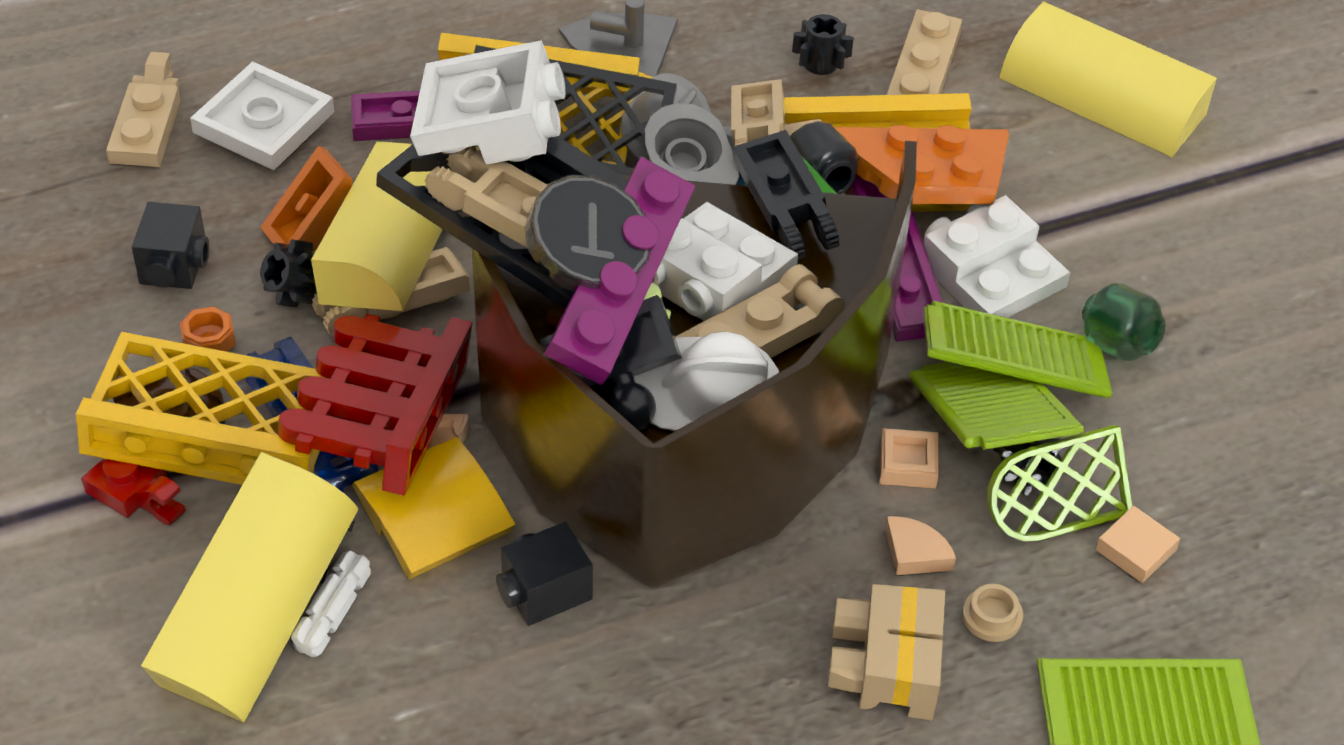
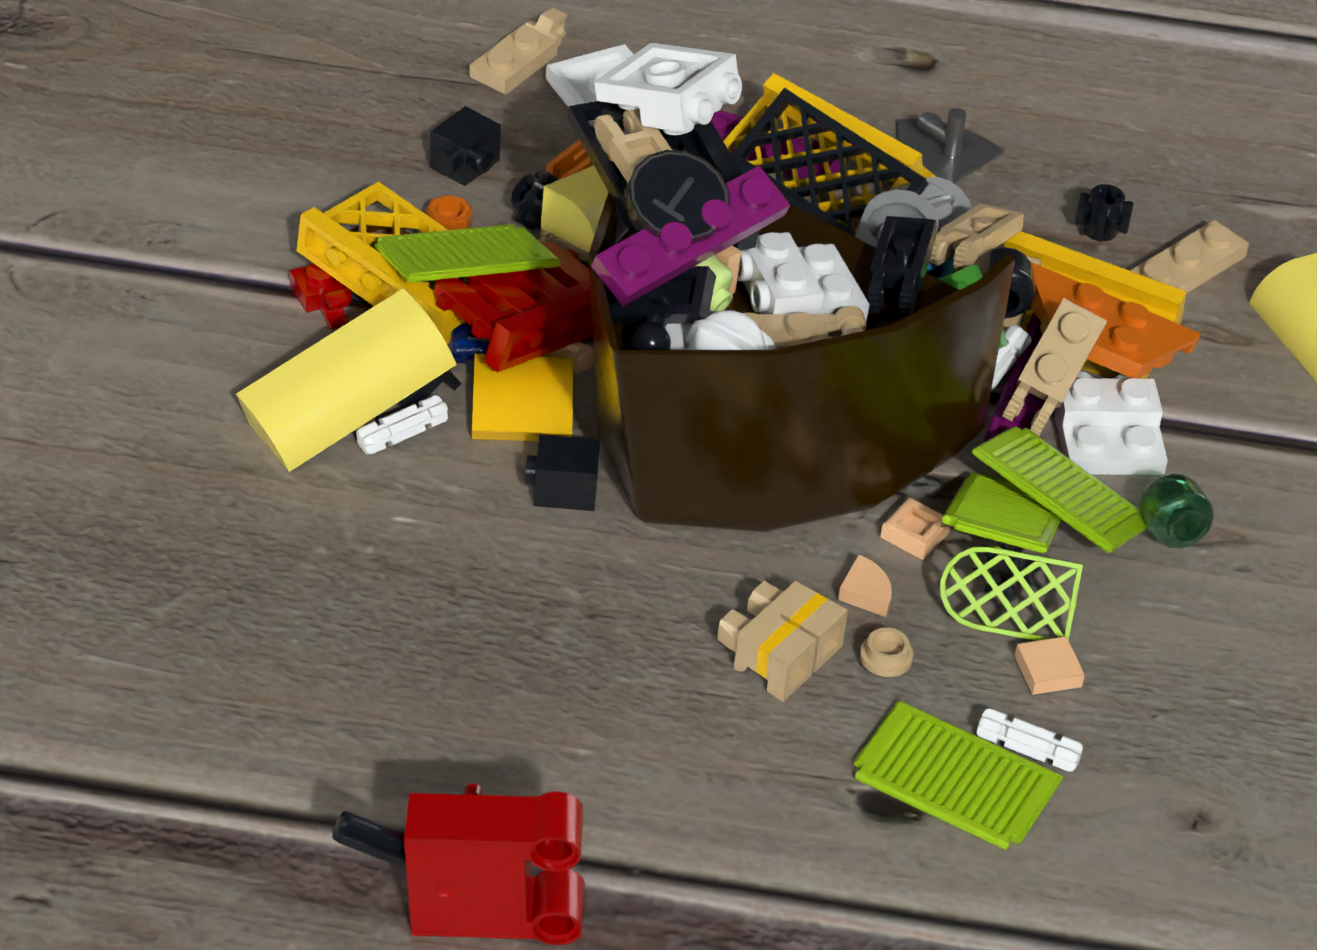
camera: 30 degrees right, 5 degrees down
(277, 375) = (465, 252): none -> lime window
(932, 229) = (1056, 361): none -> tan hinge
(1186, 636) = (1030, 739): none -> white axle

